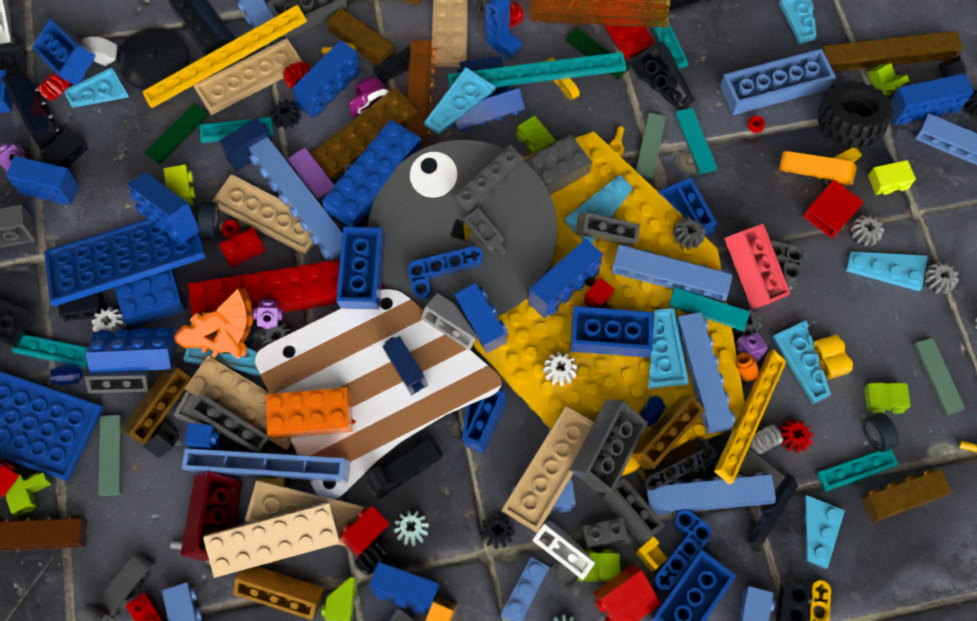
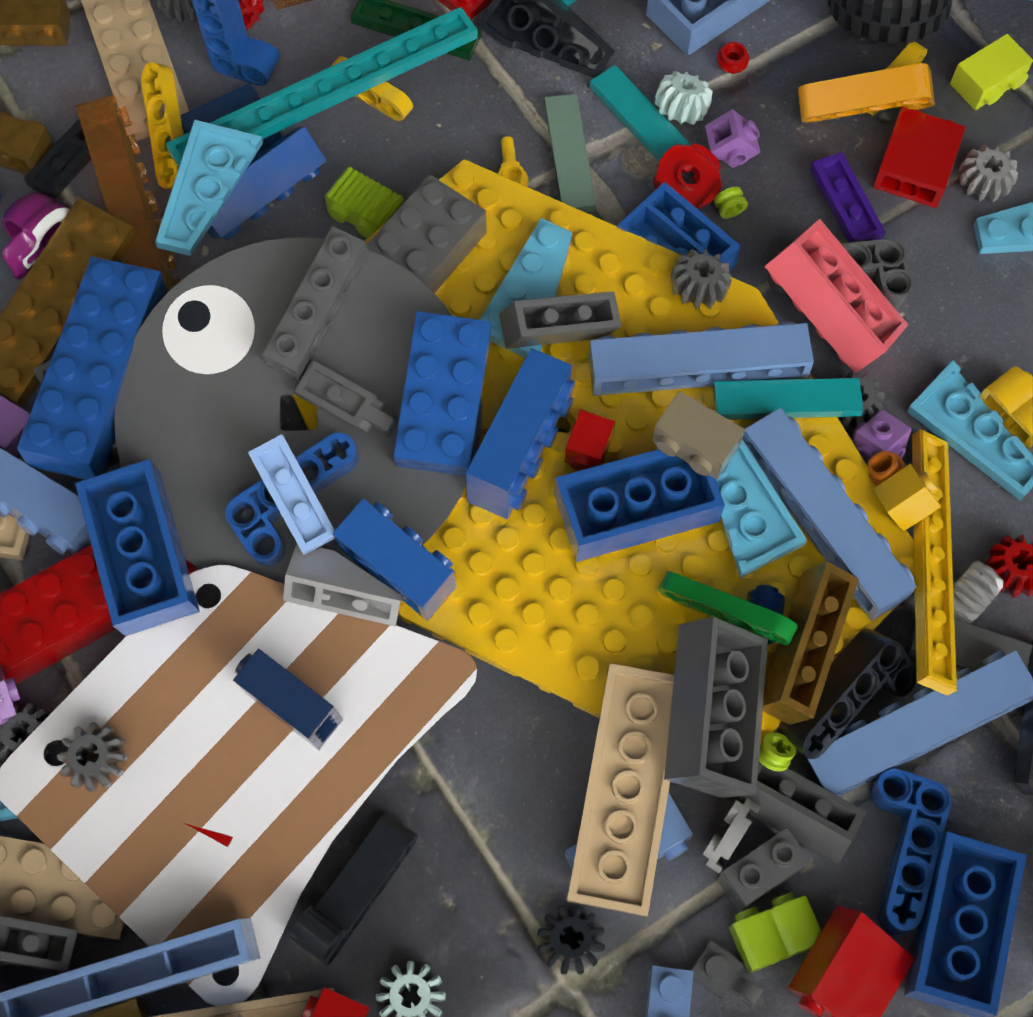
camera: 20 degrees left, 0 degrees up
(301, 366) = (82, 769): none -> dark grey gear
(309, 413) = (137, 856): orange brick -> none
(443, 268) = (292, 494): none -> light blue plate
(455, 45) = (160, 88): none -> yellow beam
(482, 420) = (465, 746): blue wedge -> none
(534, 245) = (442, 393): none -> blue brick
(558, 376) = (570, 586): white gear -> none
(564, 549) = (707, 927): white slope -> none
(594, 511) = (726, 845): none -> light grey plate
(631, 479) = (776, 752): none -> lime bush
(634, 400) = (728, 608): none -> green beam
(651, 310) = (697, 435): none -> dark tan brick
(651, 554) = (860, 874): yellow panel -> none
(709, 169) = (693, 159): none -> red plate
(720, 136) = (683, 97): none -> light aqua gear
(723, 199) = (730, 202): none -> lime bush
(737, 166) = (733, 138): none -> medium lavender brick
(750, 380) = (908, 496): none -> yellow brick
(785, 218) = (847, 199): none -> dark purple plate

